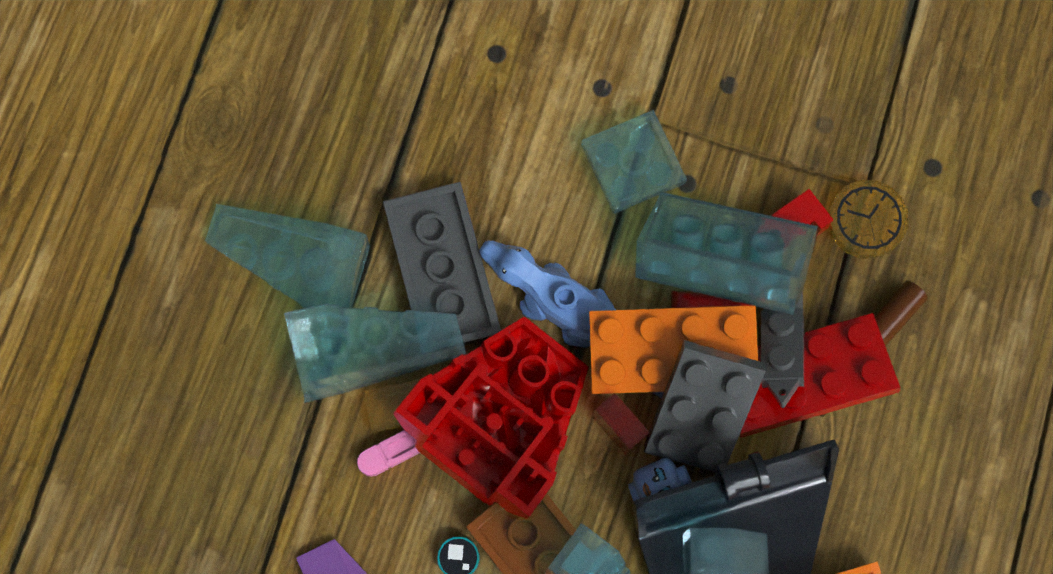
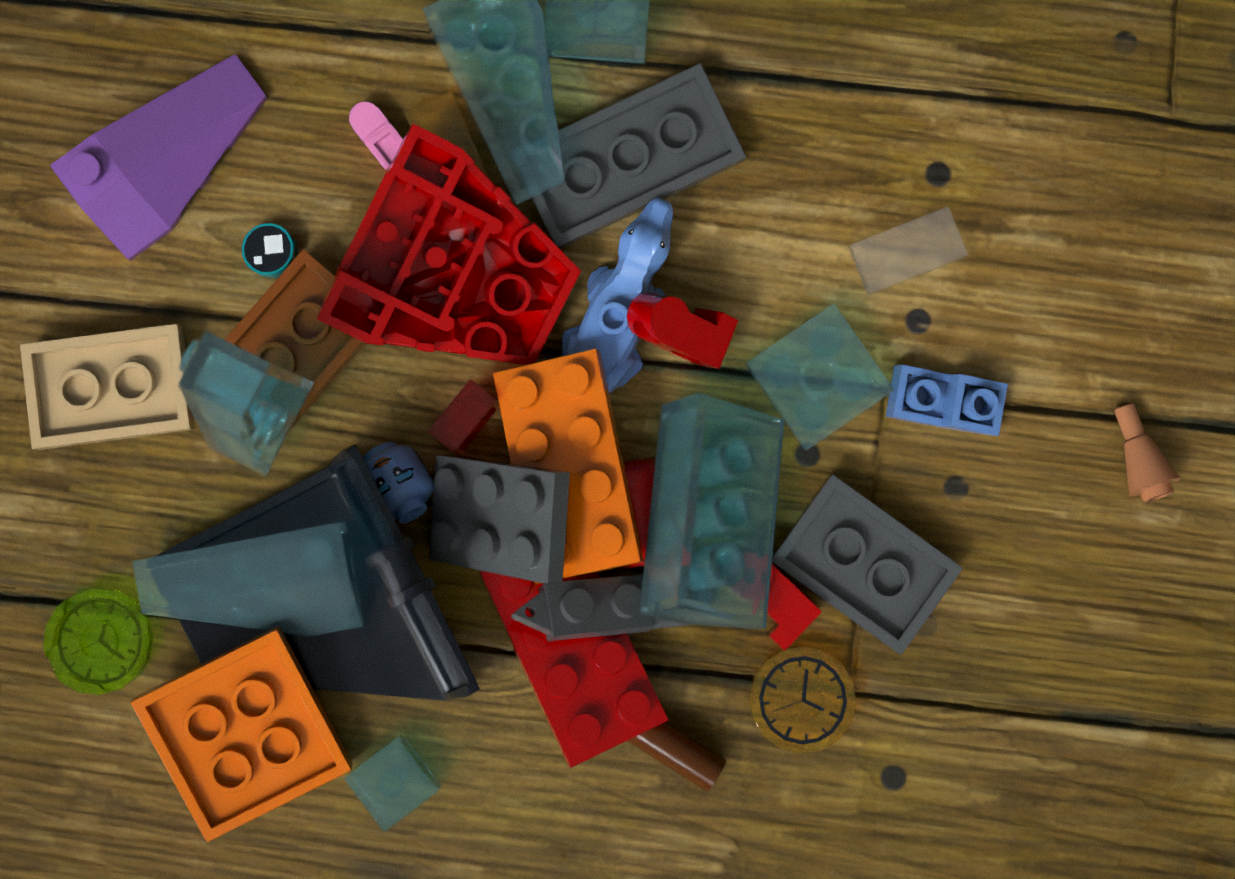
camera: 90 degrees right, 10 degrees up
(550, 84) = (908, 251): none -> clear tile
(582, 249) = (668, 324): none -> red leg
(665, 77) = (946, 400): none -> medium blue slope
(776, 154) = (866, 564): none -> dark grey plate
(890, 532) = (392, 782): none -> clear light blue piece

